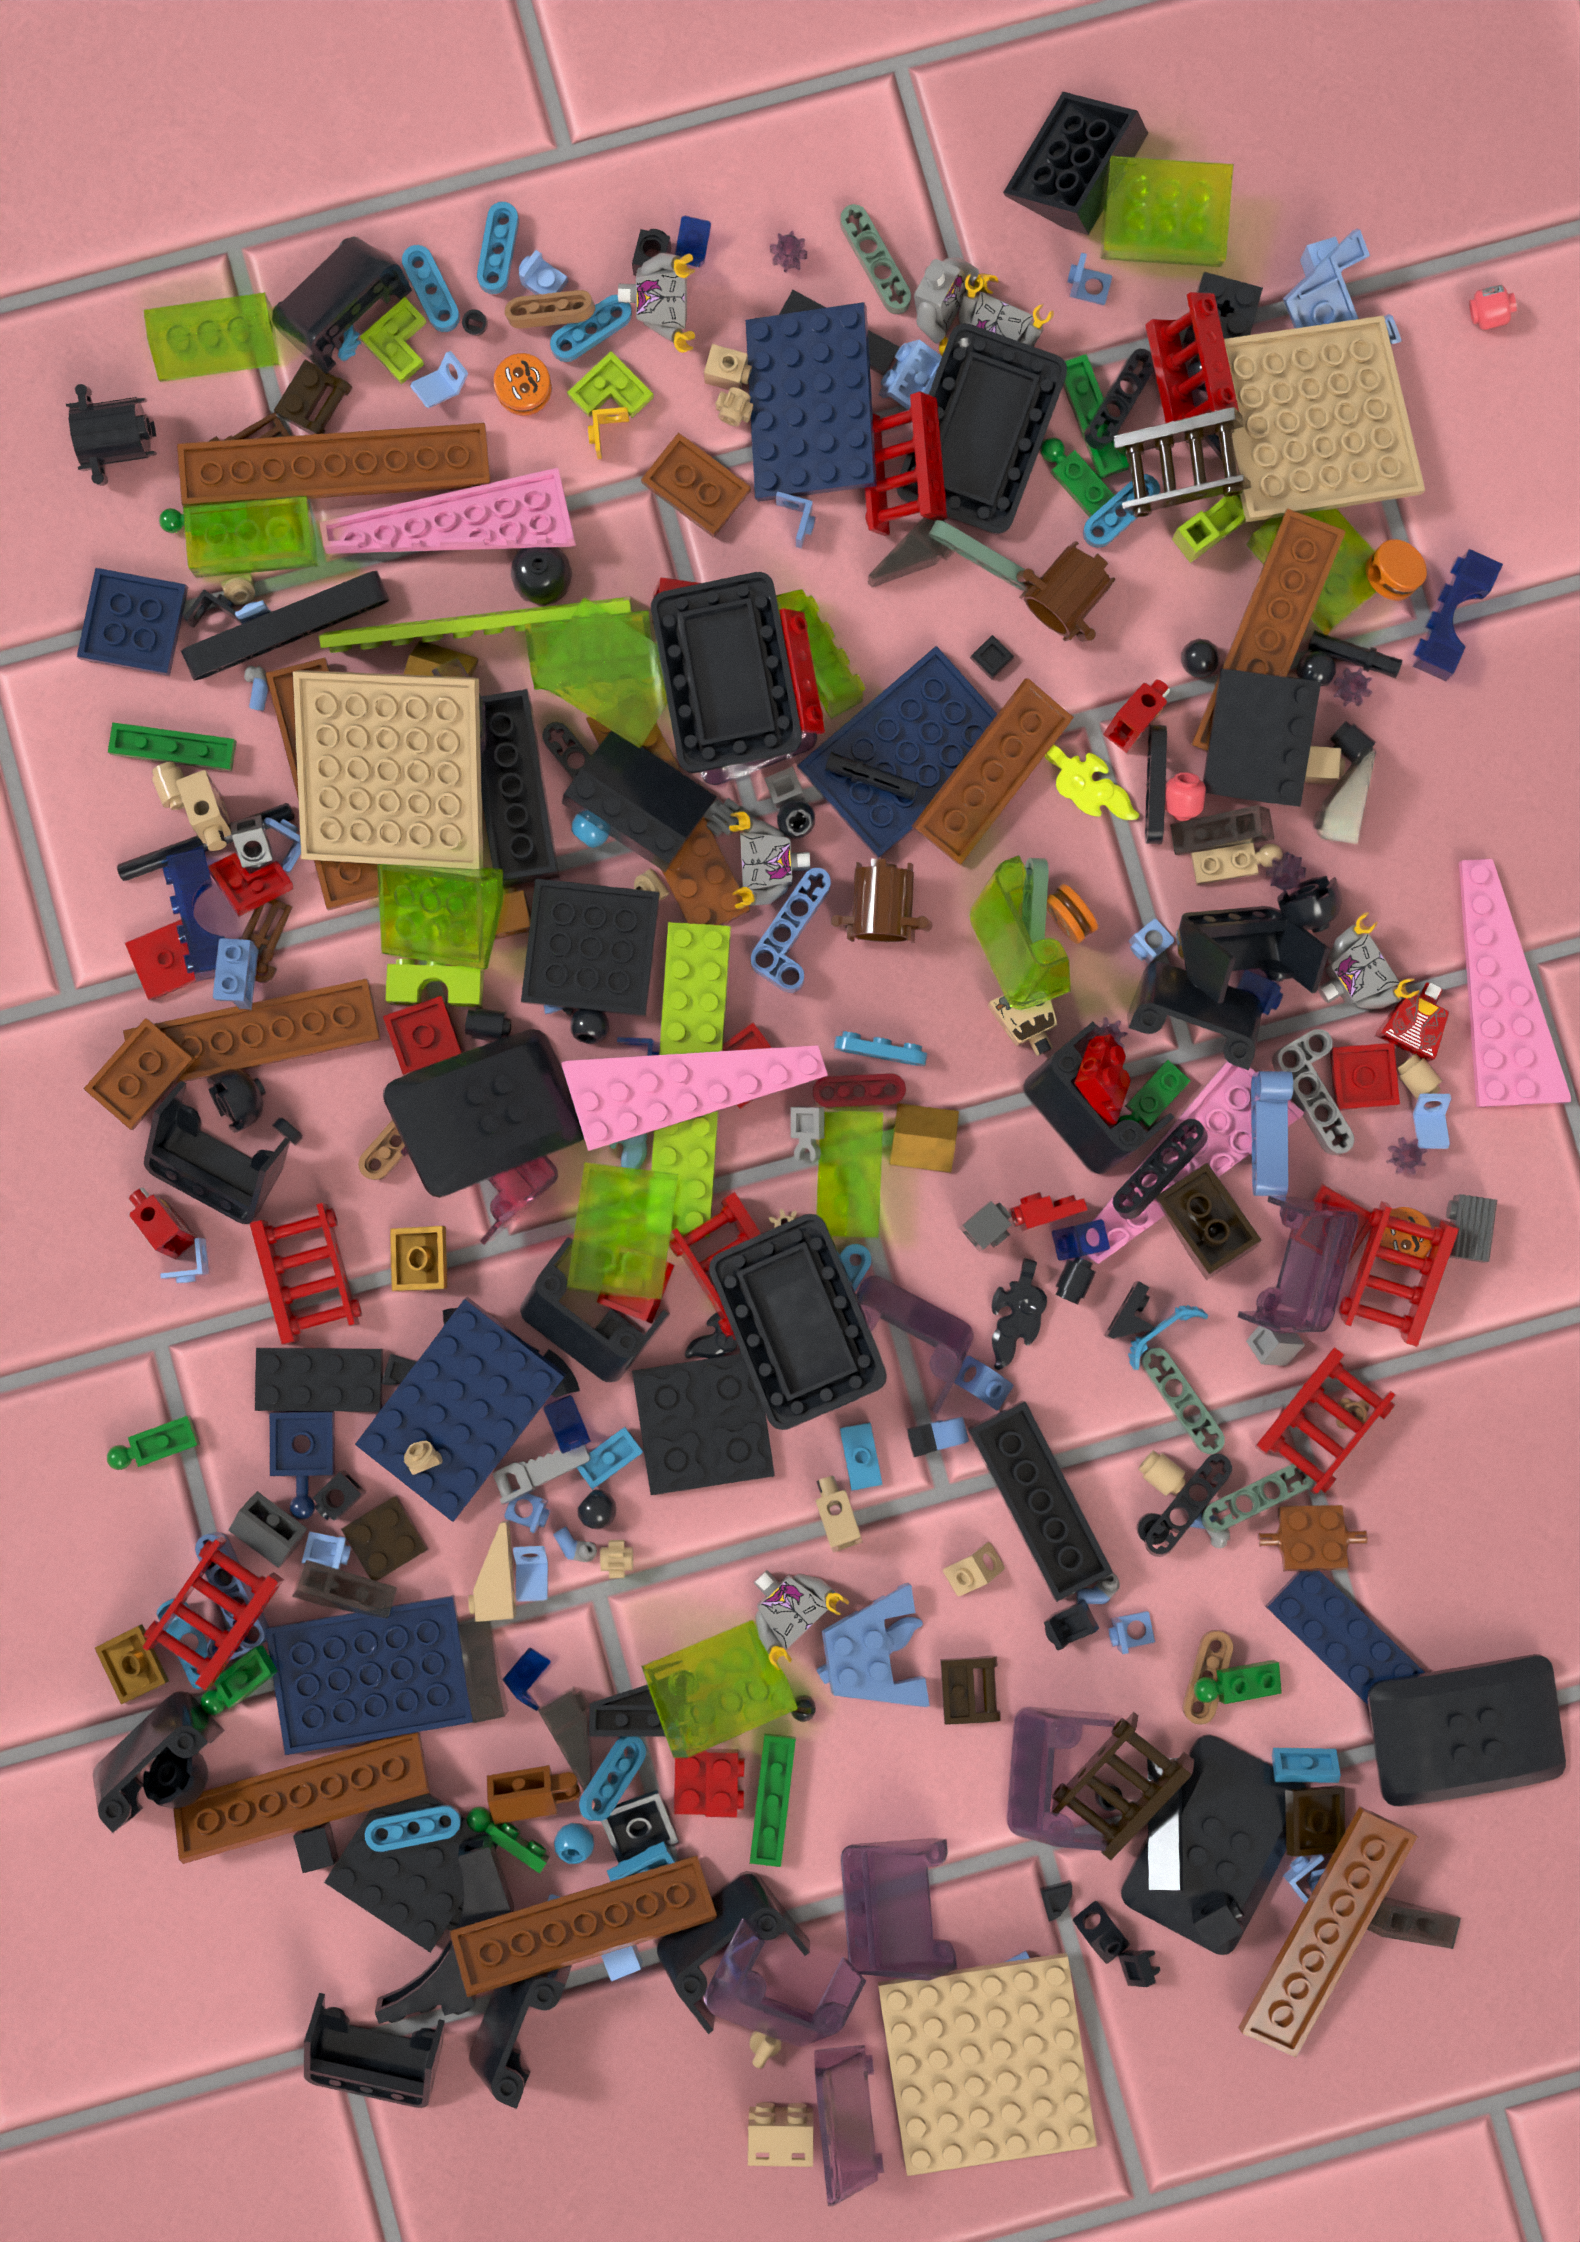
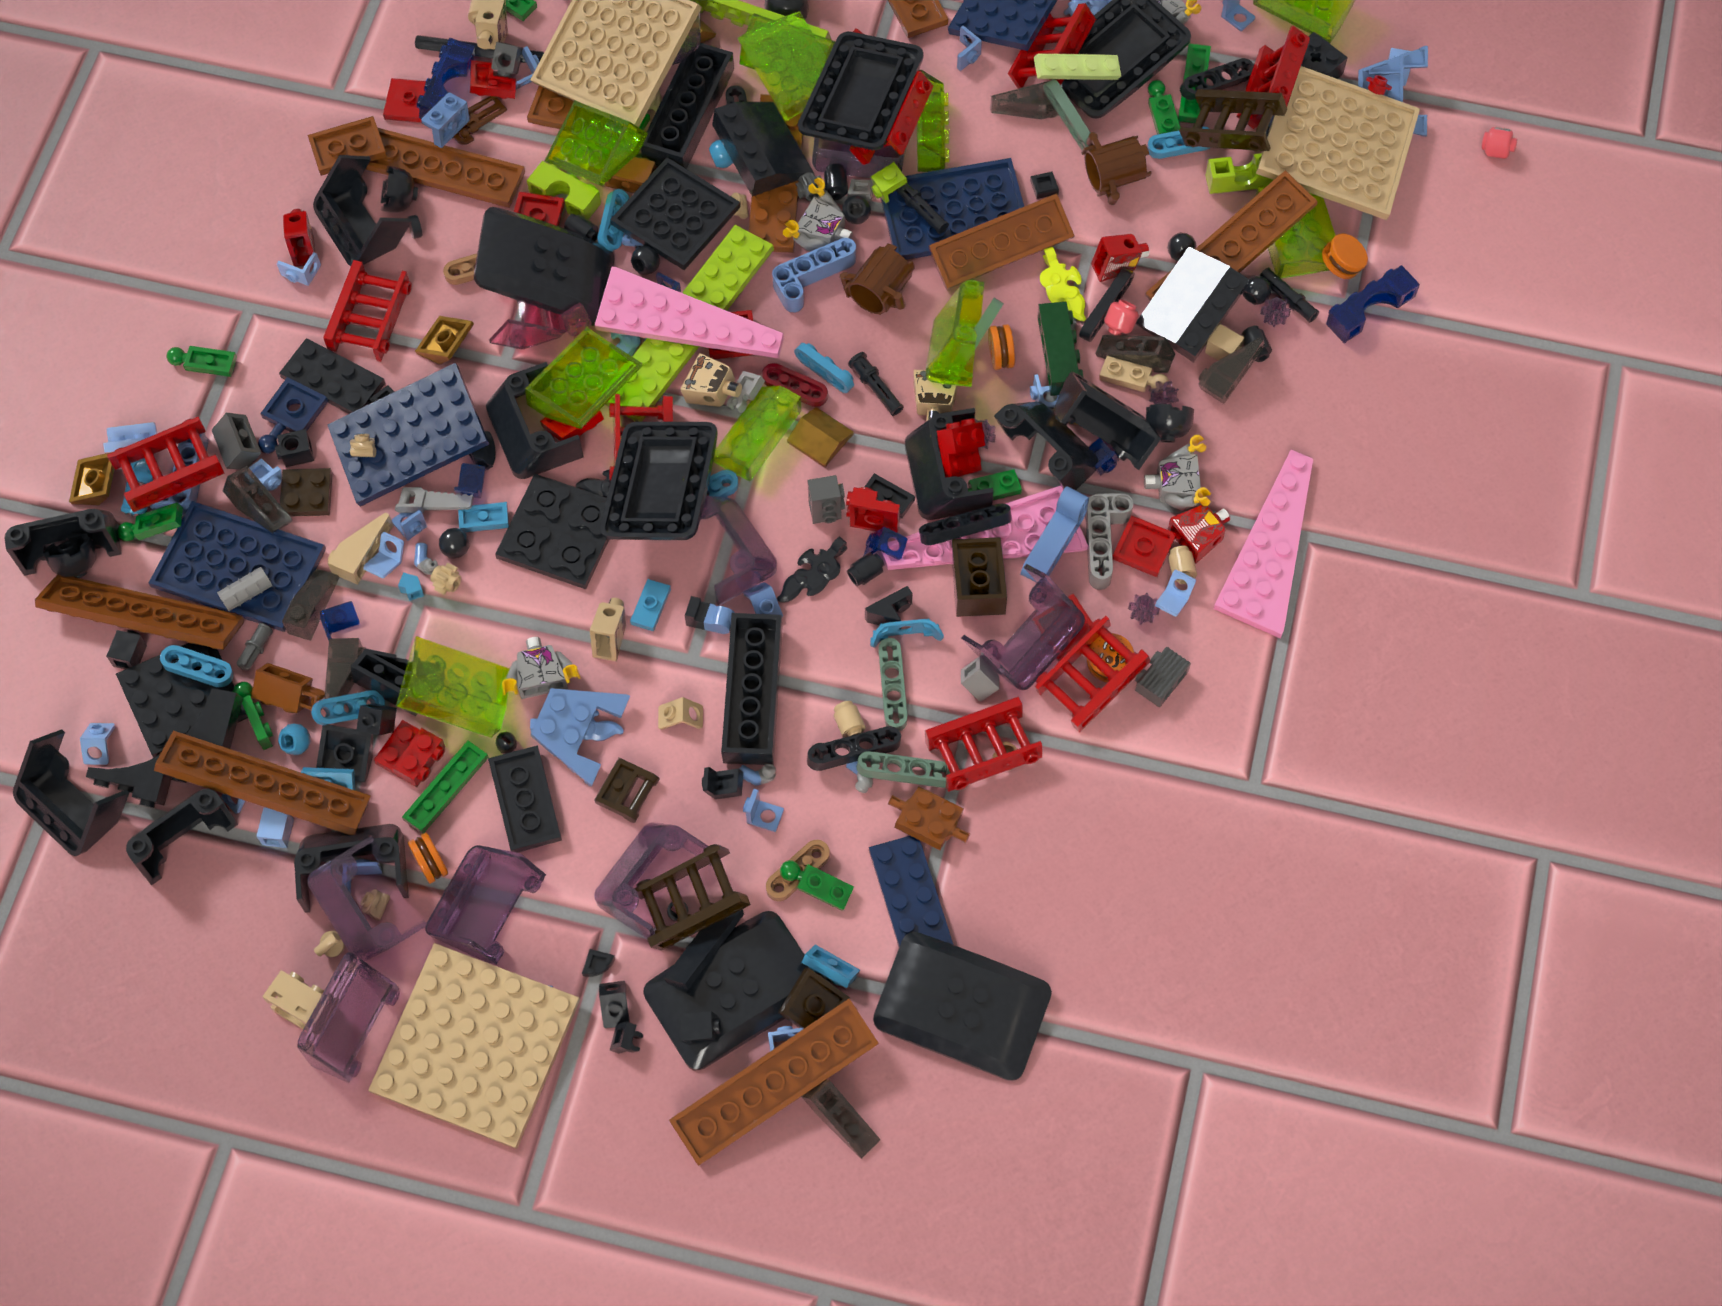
camera: 30 degrees right, 20 degrees down
(143, 1593) = (127, 435): none -> light blue bracket
(353, 1965) = (96, 736): none -> light blue bracket
(403, 1706) = (244, 589): none -> light grey axle
(455, 1760) = (254, 647): none -> dark grey axle
(509, 970) = (608, 235): none -> dark azure plate
(566, 1158) = (576, 319): none -> clear pink plate
(581, 1586) = (411, 586): none -> dark azure piece
(654, 1775) = (376, 719): none -> black brick
(748, 793) = (836, 181): none -> black brick
(764, 1145) = (709, 383): none -> tan torso
(780, 1972) = (374, 904): none -> tan plate
(810, 1896) = (428, 858): none -> orange head
(818, 768) = (887, 181): none -> lime bracket
(867, 1764) = (524, 799): none -> black plate
(938, 1025) = (870, 376): none -> black pin
(958, 487) = (1077, 66): none -> yellowish green plate
(1046, 1173) = (891, 492): none -> black plate
(1134, 875) = (1058, 344): none -> dark green brick
(1322, 312) = (1378, 85): none -> red plate

